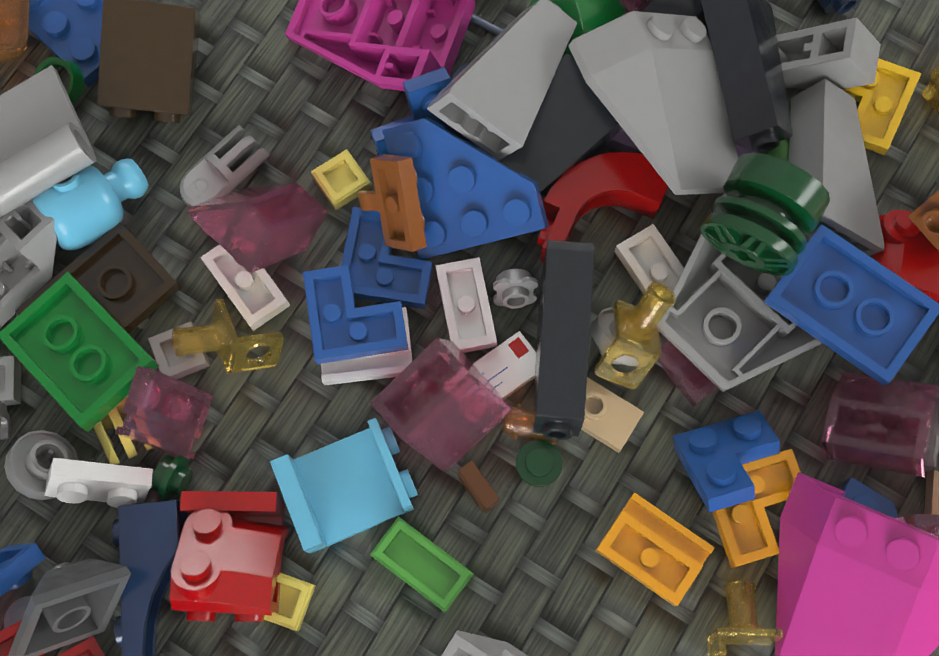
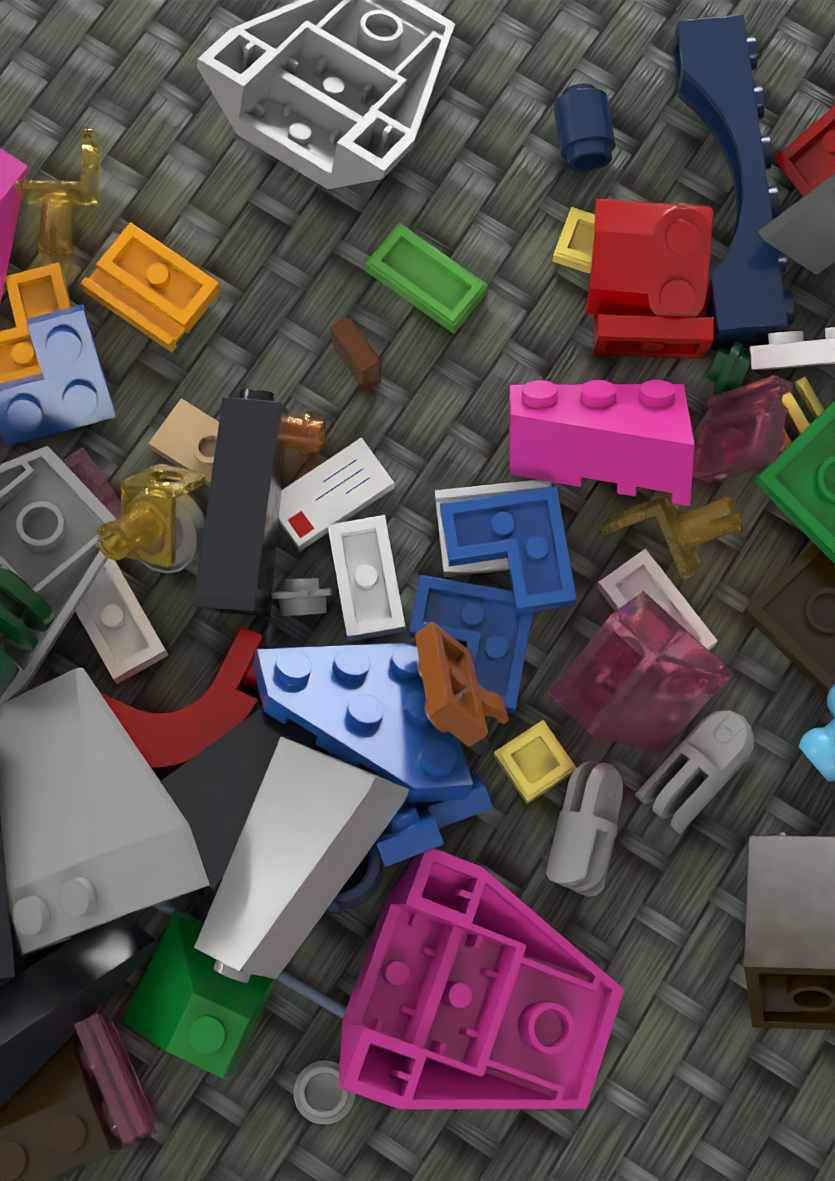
camera: 175 degrees left, 0 degrees up
(171, 364) = (756, 525): light grey plate -> none
(273, 408) = (604, 434): none -> dark pink wedge
(305, 126) = (586, 829): none -> light grey arm
(344, 487) = (520, 346): medium azure panel -> none
(441, 404) = (400, 443): clear pink slope -> none
(539, 463) = (286, 380): dark green plate -> none

